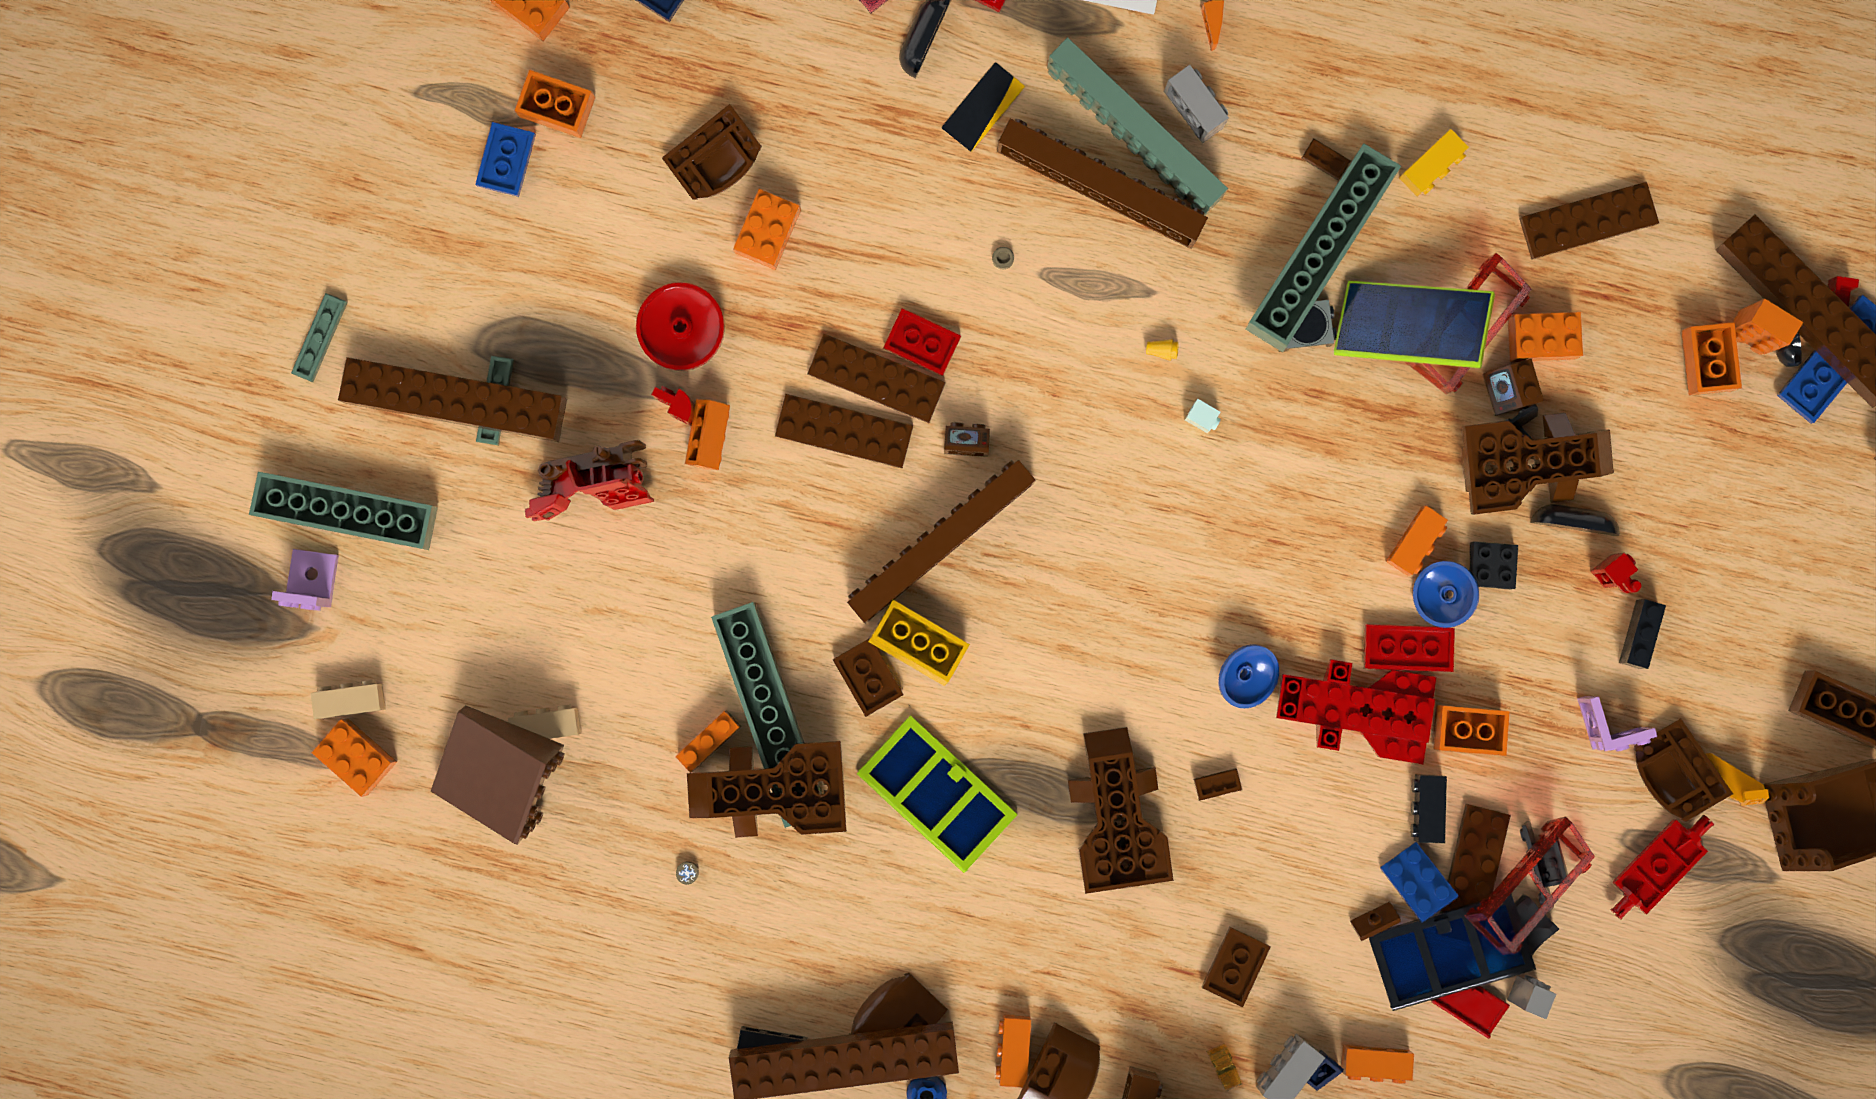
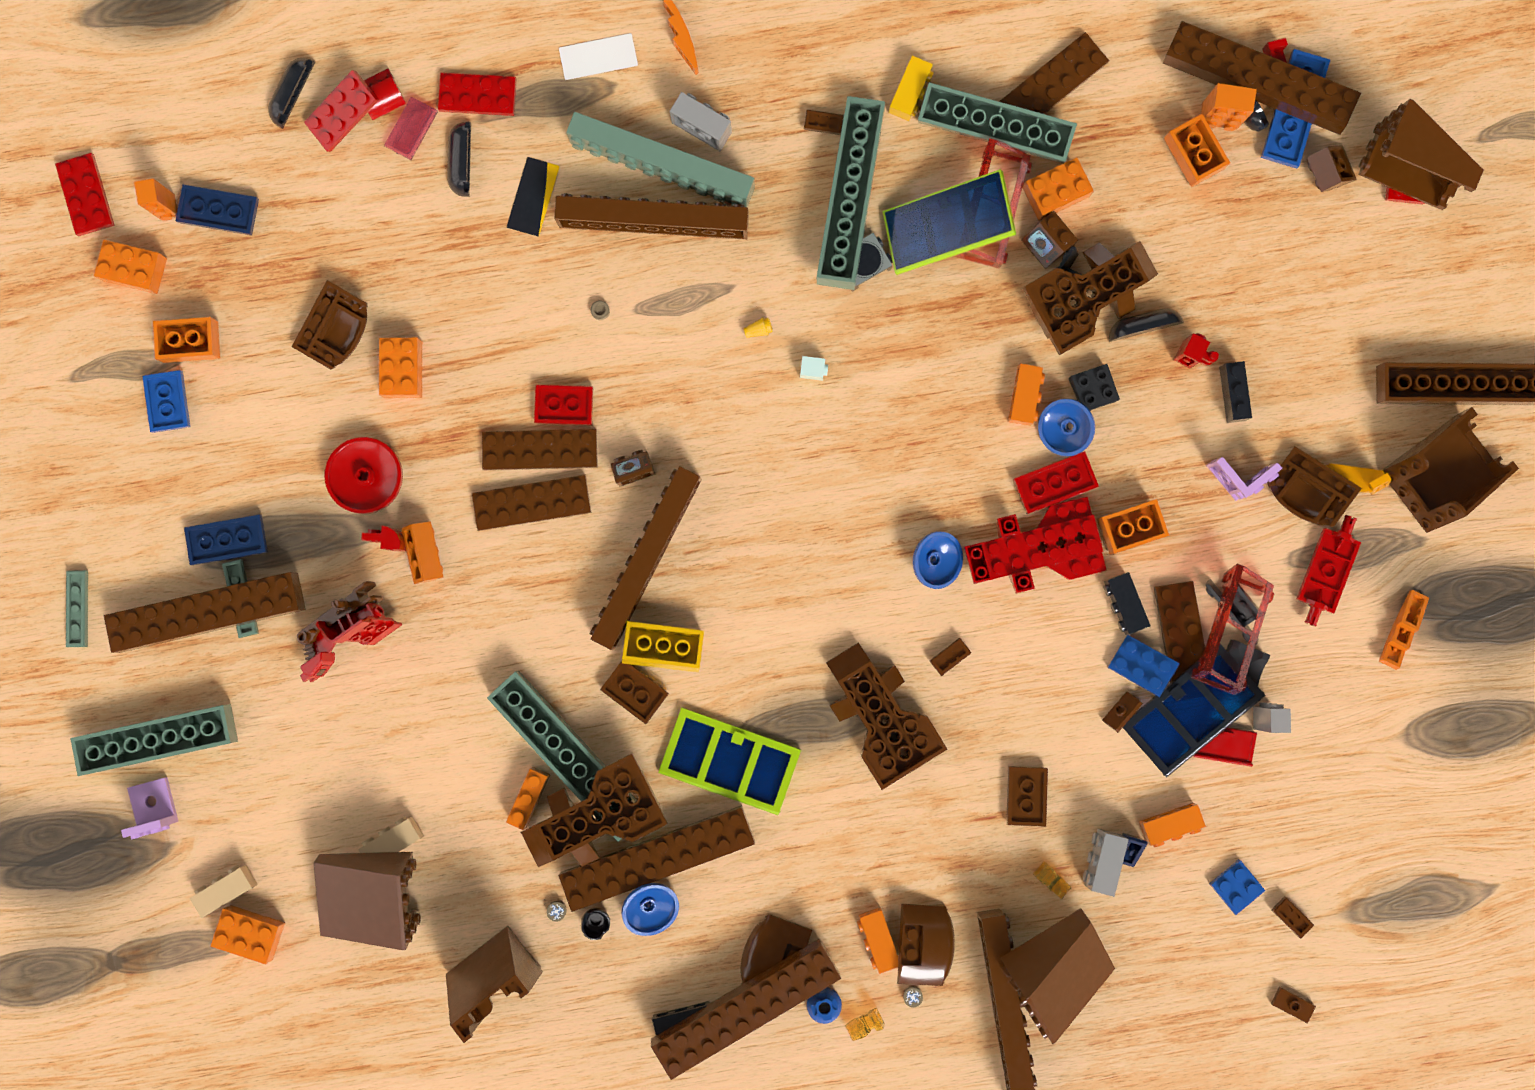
camera: 20 degrees left, 0 degrees up
(506, 332) = (225, 540): none -> dark blue plate
(586, 905) = (494, 966): none -> reddish brown windscreen
(723, 903) = (595, 923): none -> black hair
(788, 922) = (653, 916): none -> blue dish
(817, 863) = (657, 858): none -> reddish brown brick
(1514, 239) = (987, 119): none -> sand green brick
(1713, 963) = (1403, 629): none -> orange slope
(1847, 439) = (1331, 168): none -> reddish brown slope

